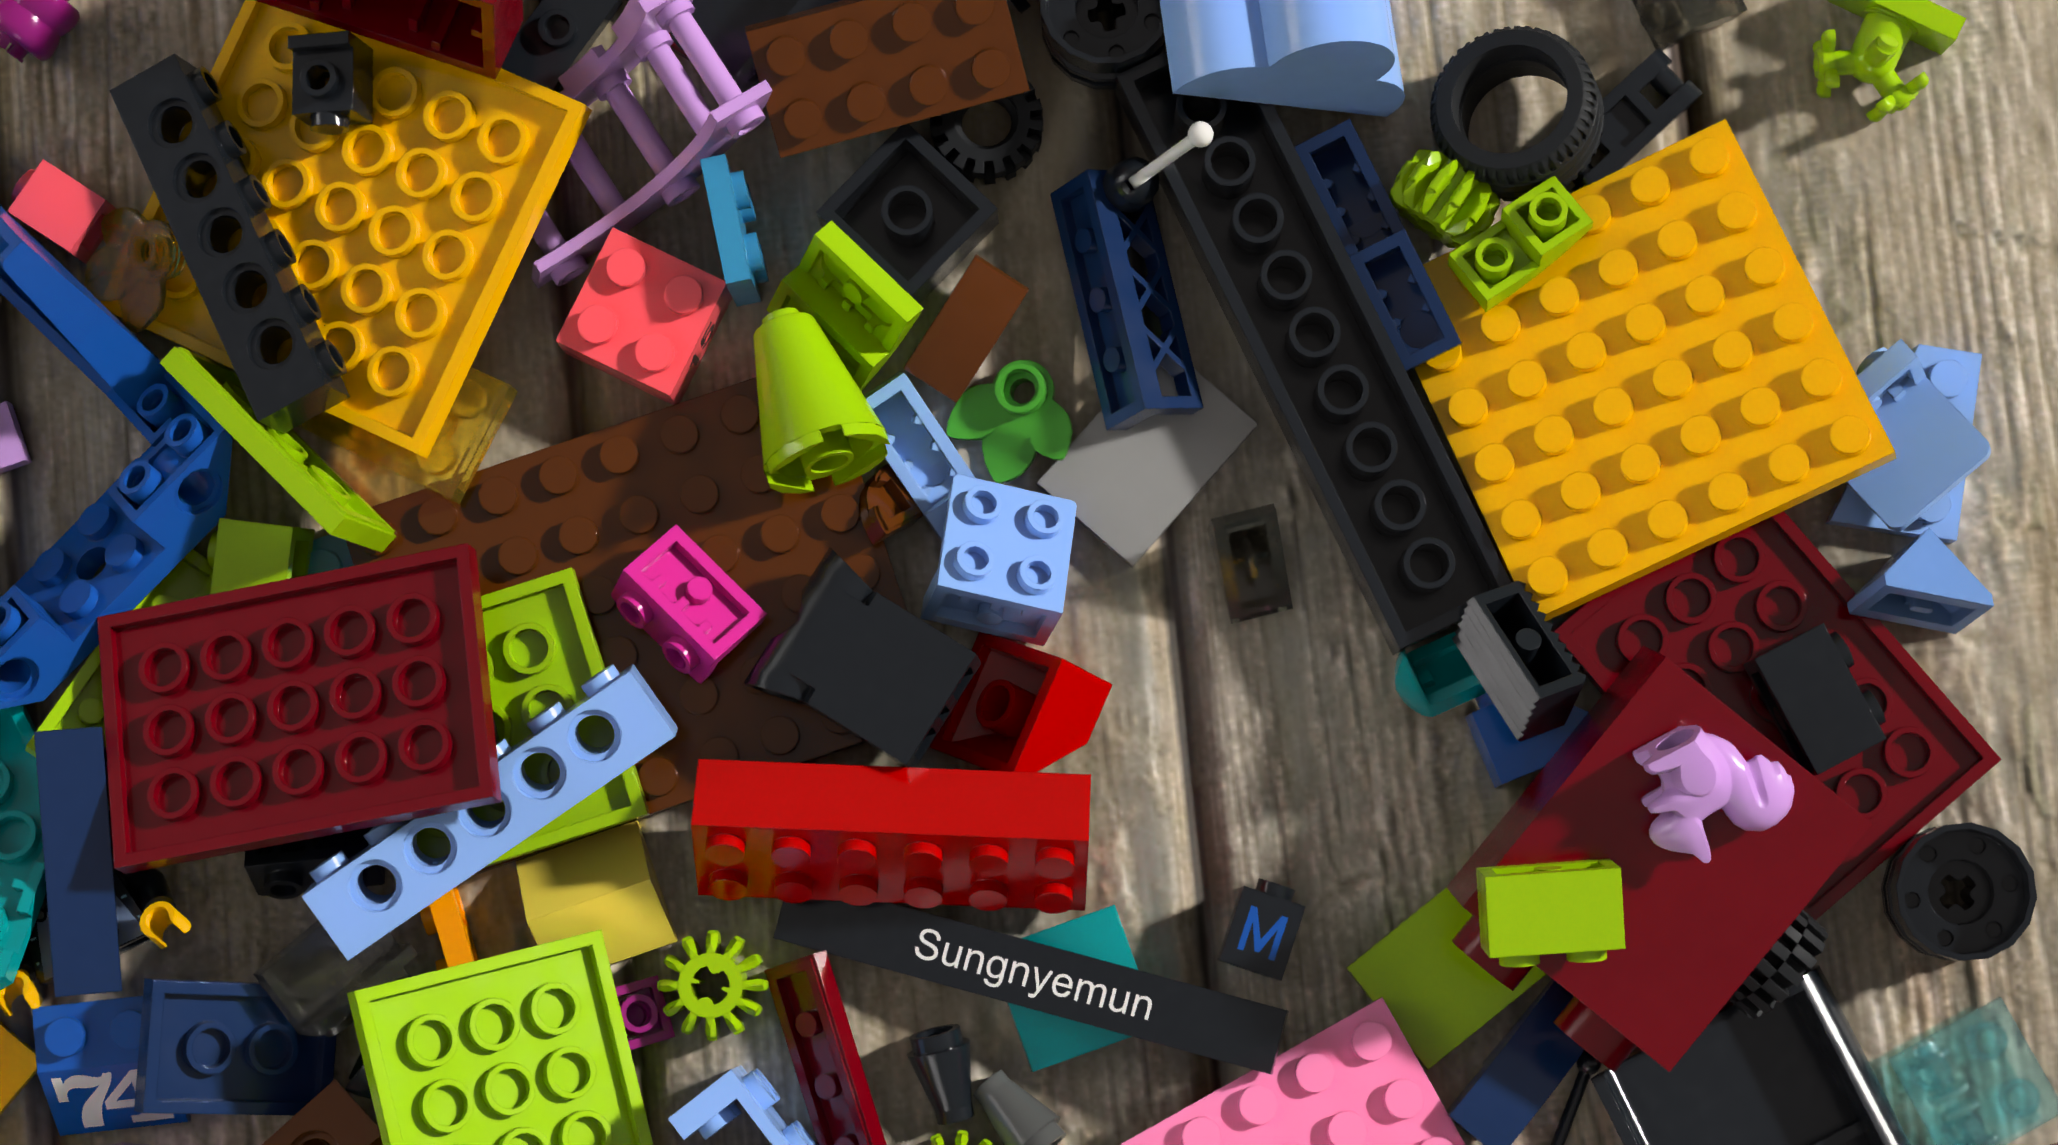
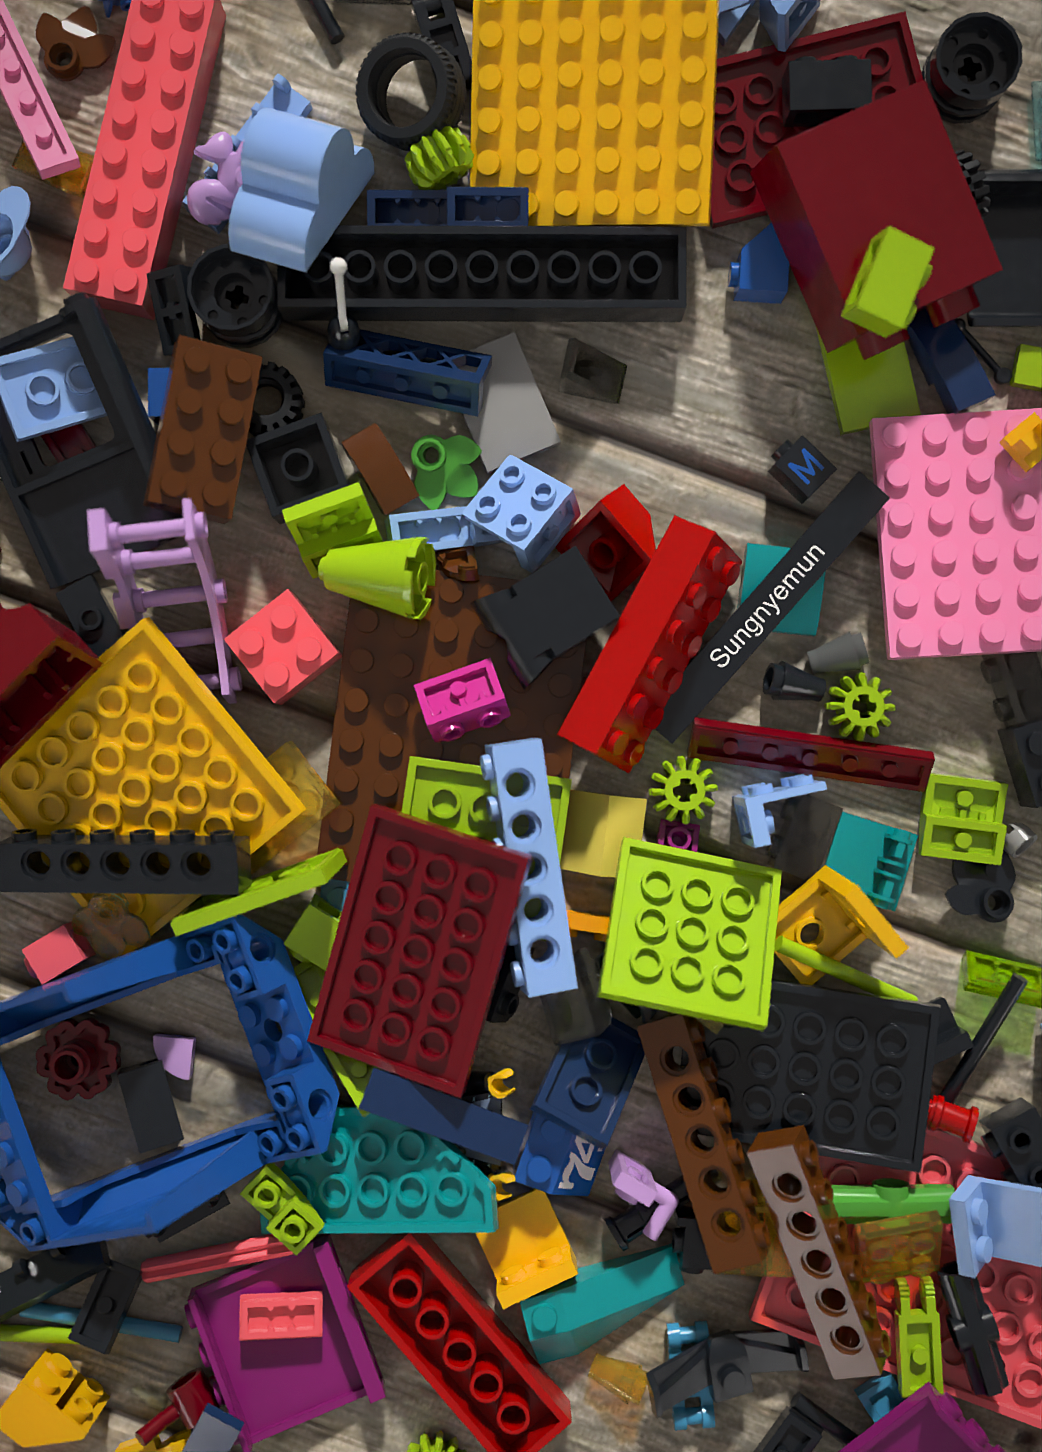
camera: 70 degrees left, 5 degrees up
(349, 92) = (71, 756): black brick -> none
(730, 209) = (242, 566): dark azure plate -> none
(1435, 677) = (707, 297): teal plate -> none
(1519, 660) = (727, 241): black brick -> none
(1520, 245) = (487, 124): lime slope -> none
(1702, 776) = (856, 157): lavender animal -> none

